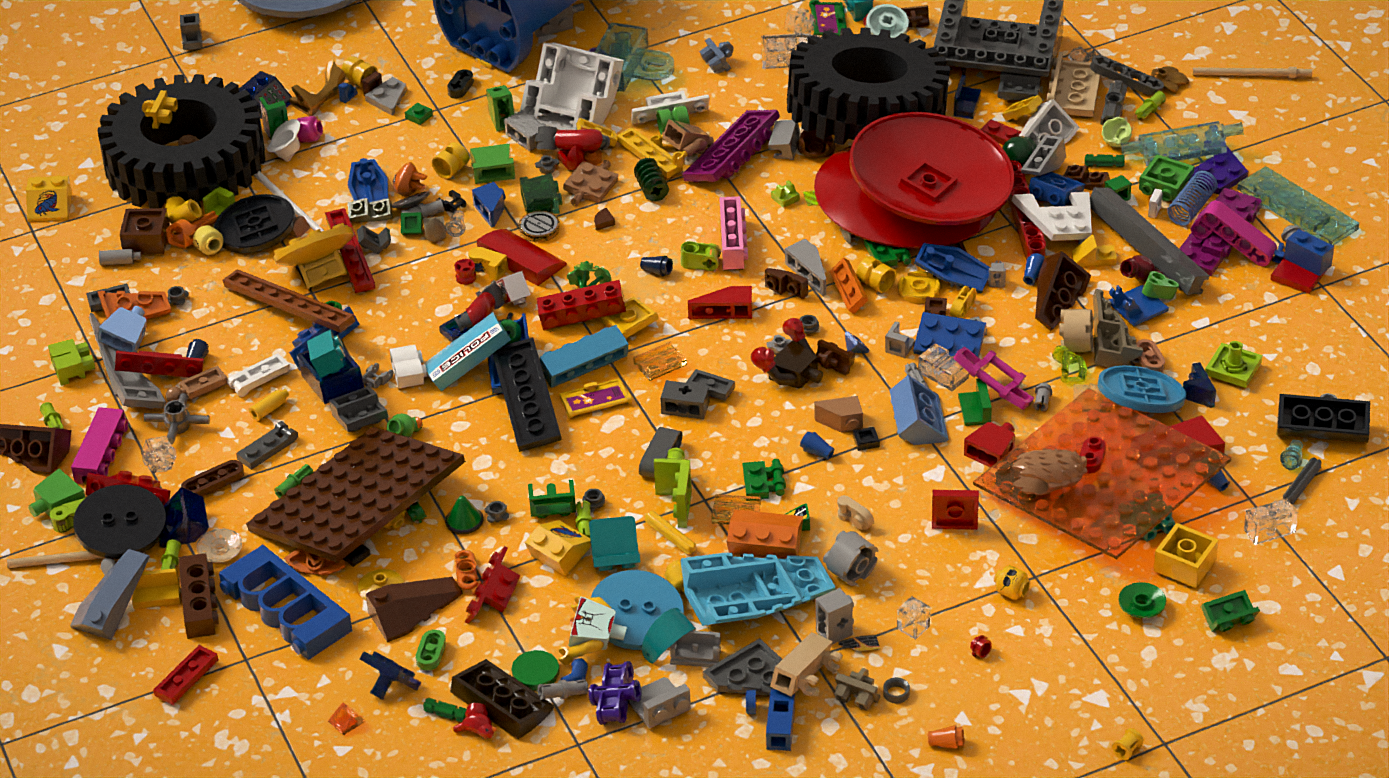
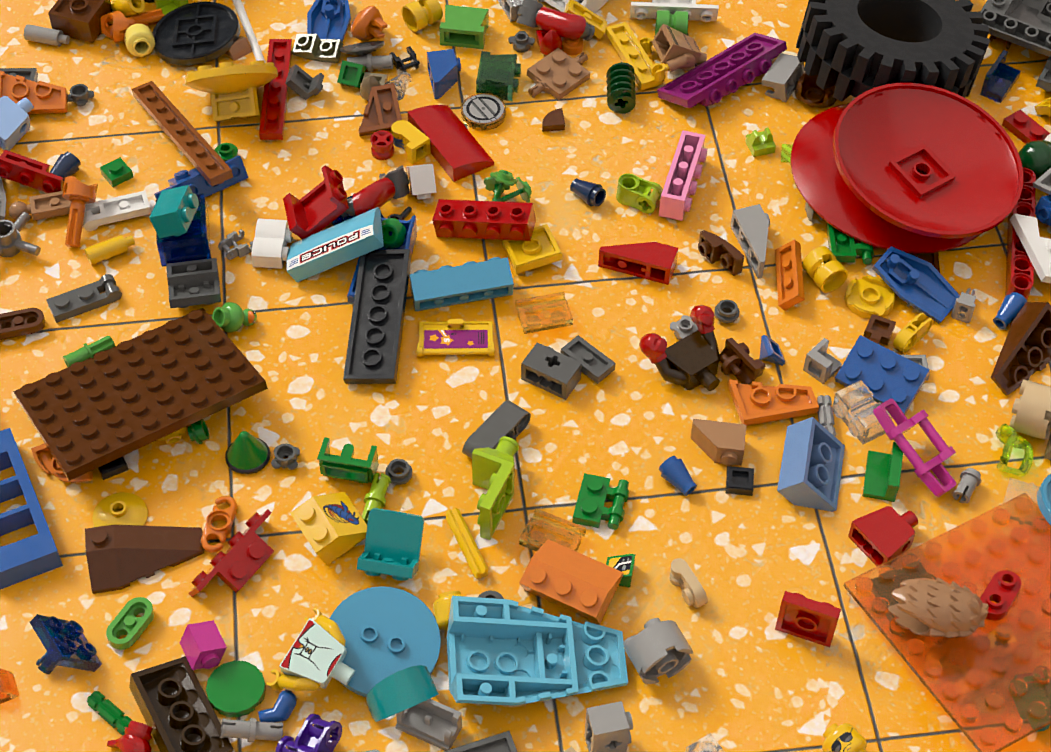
camera: 15 degrees right, 10 degrees up
(228, 366) = (79, 195): none -> orange piece
(242, 347) = (116, 172): none -> green plate
(437, 326) = (318, 206): none -> red panel
(452, 244) = (381, 110): none -> dark orange wing
(497, 646) = (203, 645): none -> dark pink brick
(869, 379) = (770, 403): none -> orange wing

